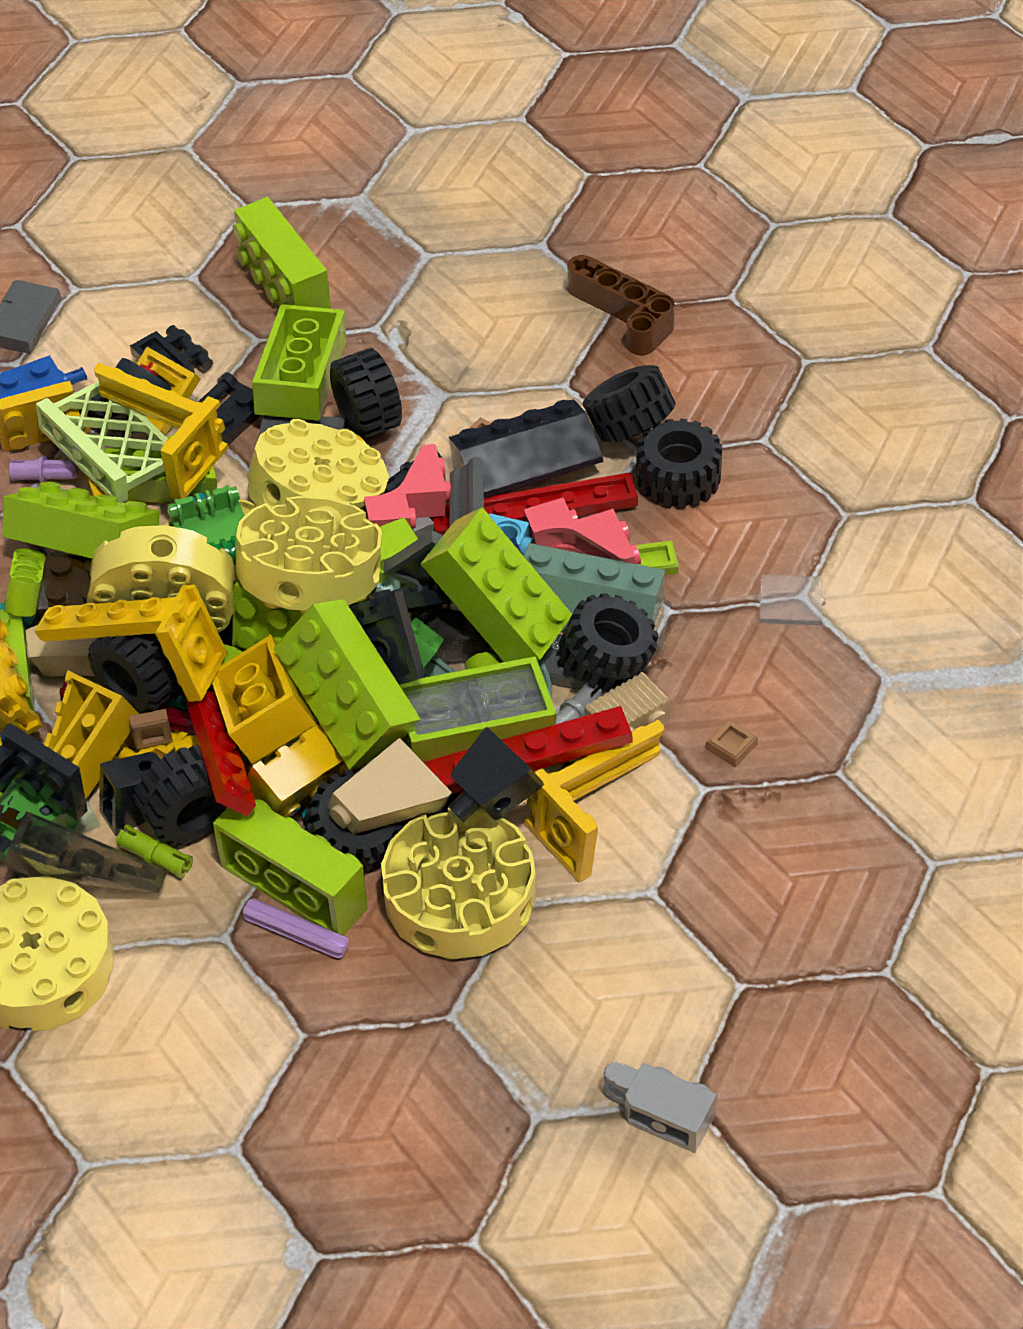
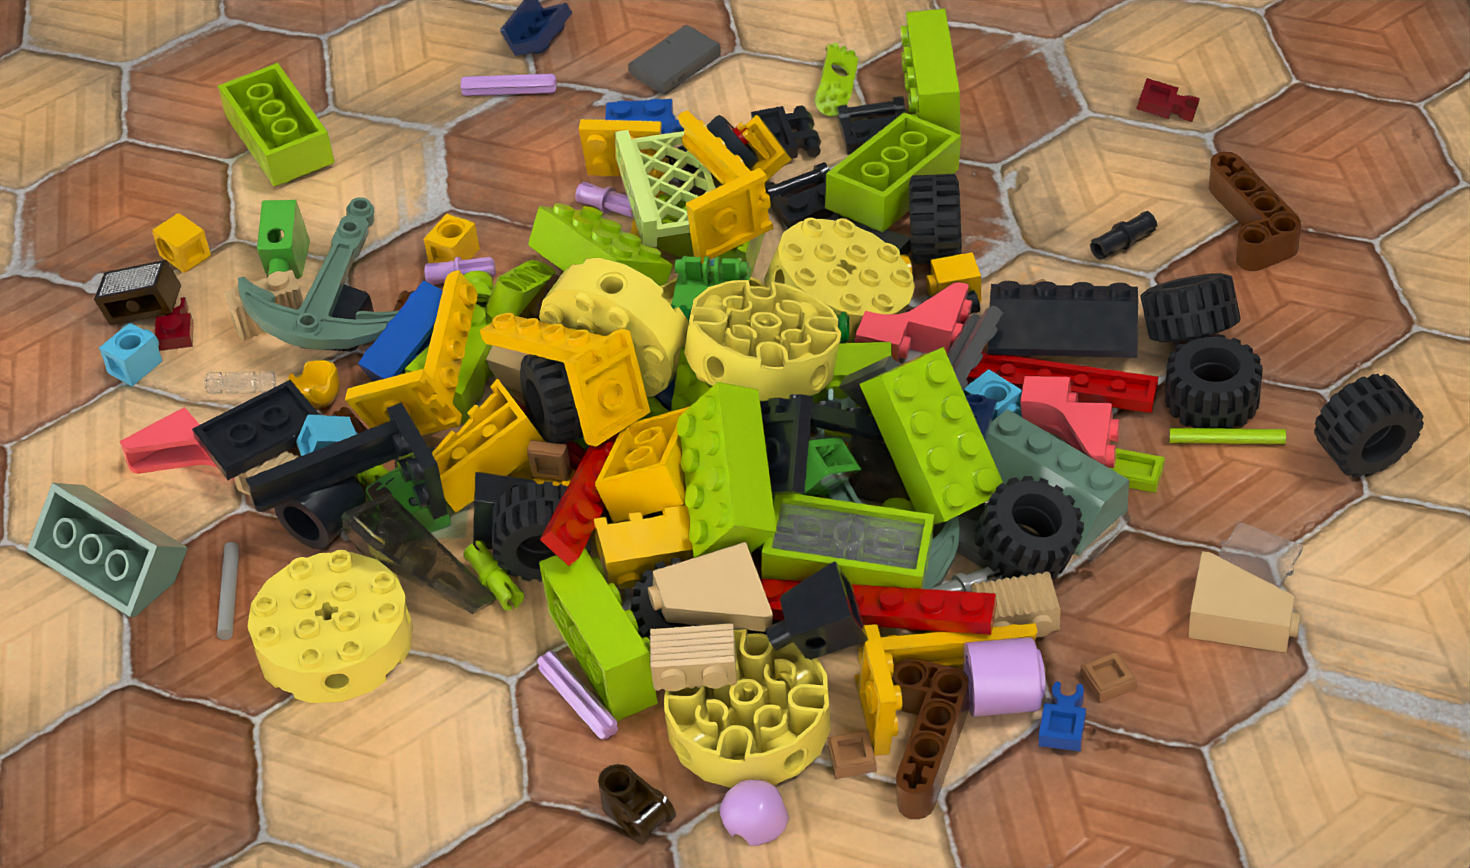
camera: 30 degrees right, 5 degrees down
(194, 301) = (833, 88): none -> lime piece
(248, 332) = (860, 131): none -> black plate
(402, 854) = (693, 657): none -> tan brick
(404, 440) = (952, 270): none -> yellow brick
(409, 1002) = (638, 807): none -> dark brown piece
(489, 225) = (1162, 99): none -> dark red plate
(511, 968) = (754, 811): none -> lavender hair
(526, 357) = (1123, 235): none -> black pin
(562, 888) = (852, 754): none -> medium nougat tile
(618, 817) = (942, 703): none -> reddish brown beam
(656, 775) = (1004, 676): none -> lavender piece
(709, 505) = (1227, 436): none -> lime bar
(720, 794) = (1063, 720): none -> blue plate
(805, 646) = (1240, 608): none -> tan slope
(828, 457) = (1368, 425): none -> black tyre

